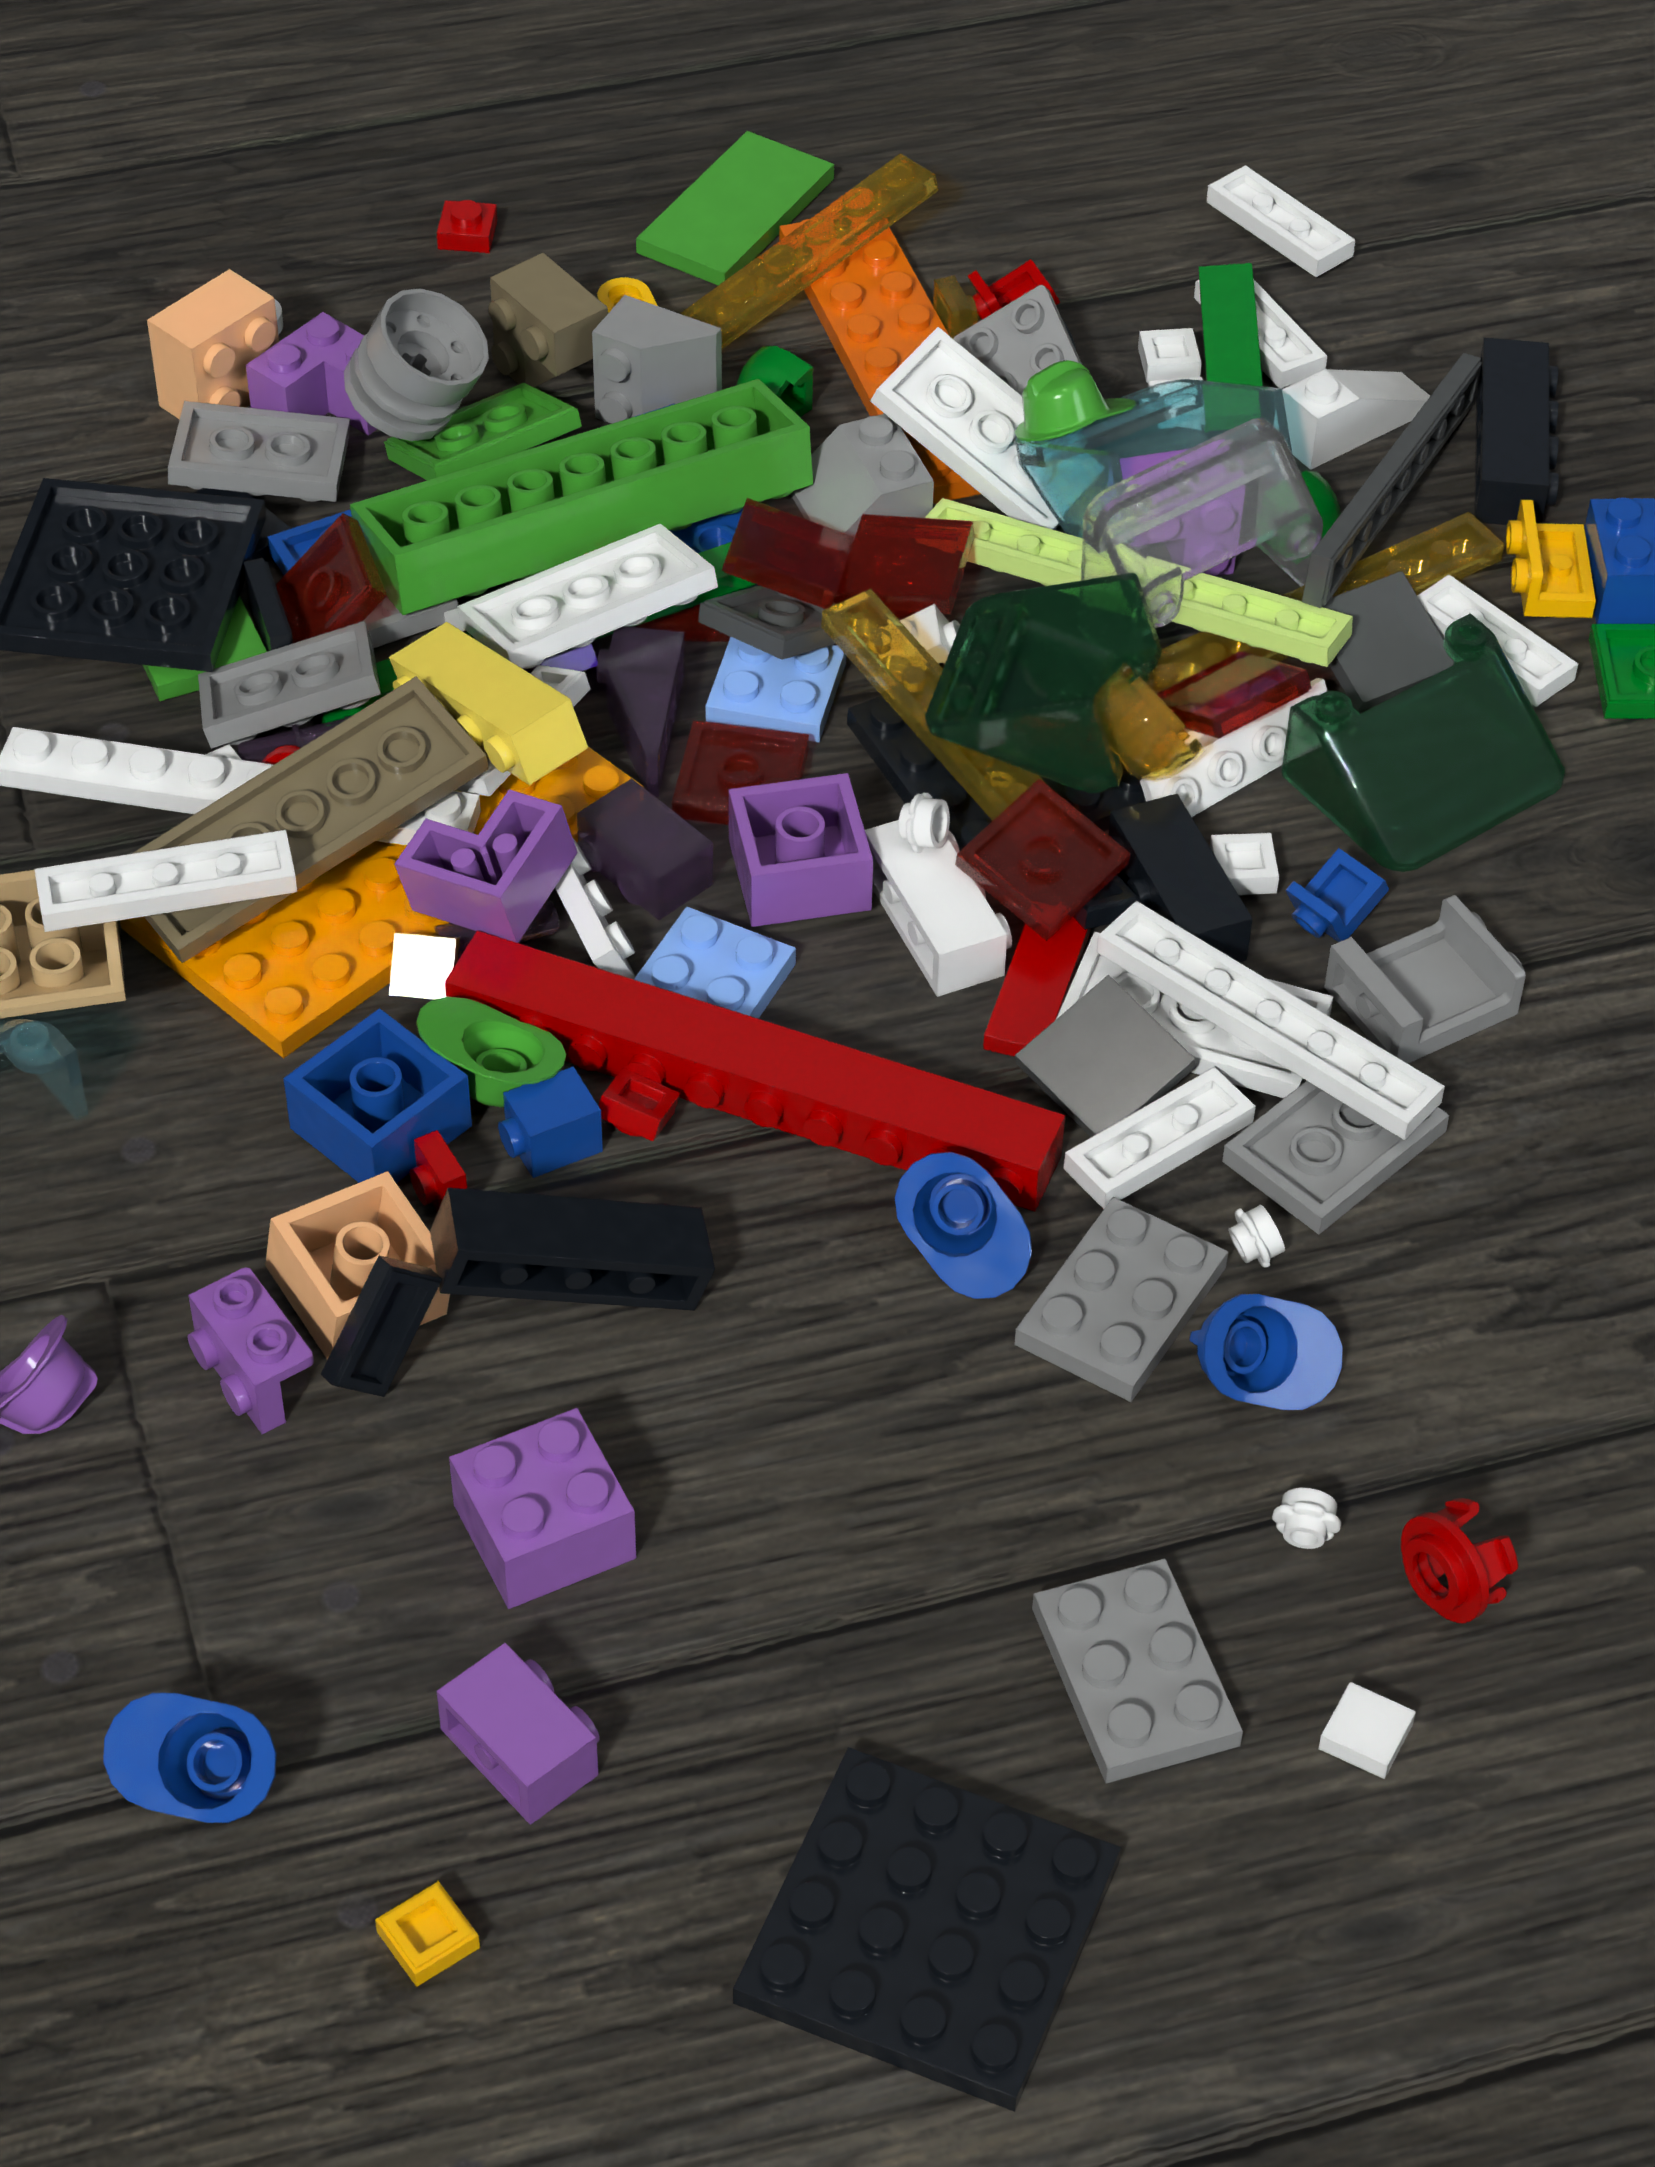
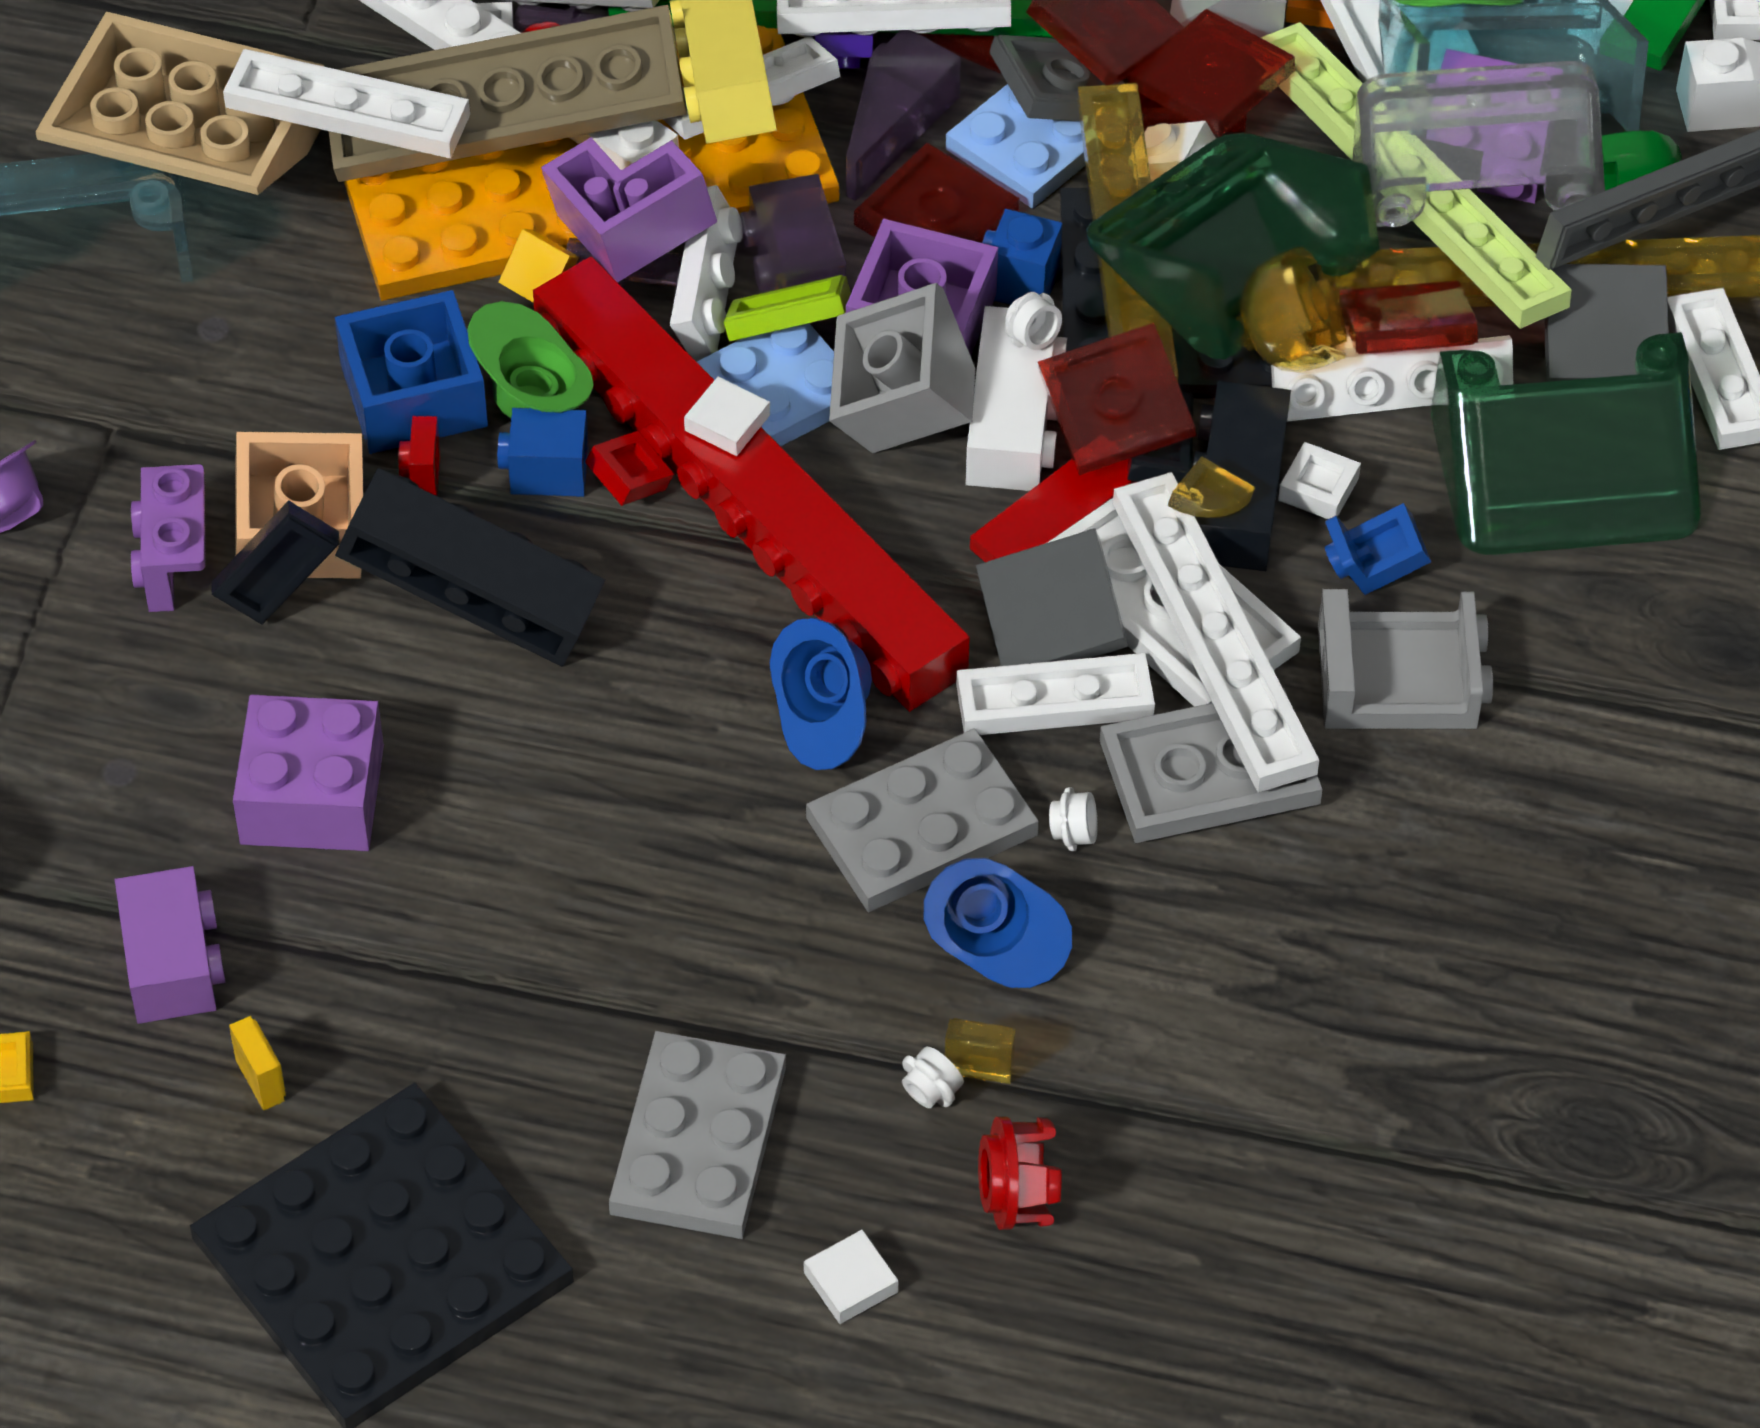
camera: 30 degrees right, 5 degrees up
(684, 905) = (787, 307): none -> lime tile
(688, 1801) = (258, 1062): none -> yellow tile
(712, 1015) = (727, 416): none -> white tile
(837, 911) = (901, 370): none -> light grey slope
(869, 771) = (1026, 254): none -> blue brick
(1183, 901) = (1210, 491): none -> clear yellow tile
(1337, 1468) = (981, 1049): none -> clear yellow tile

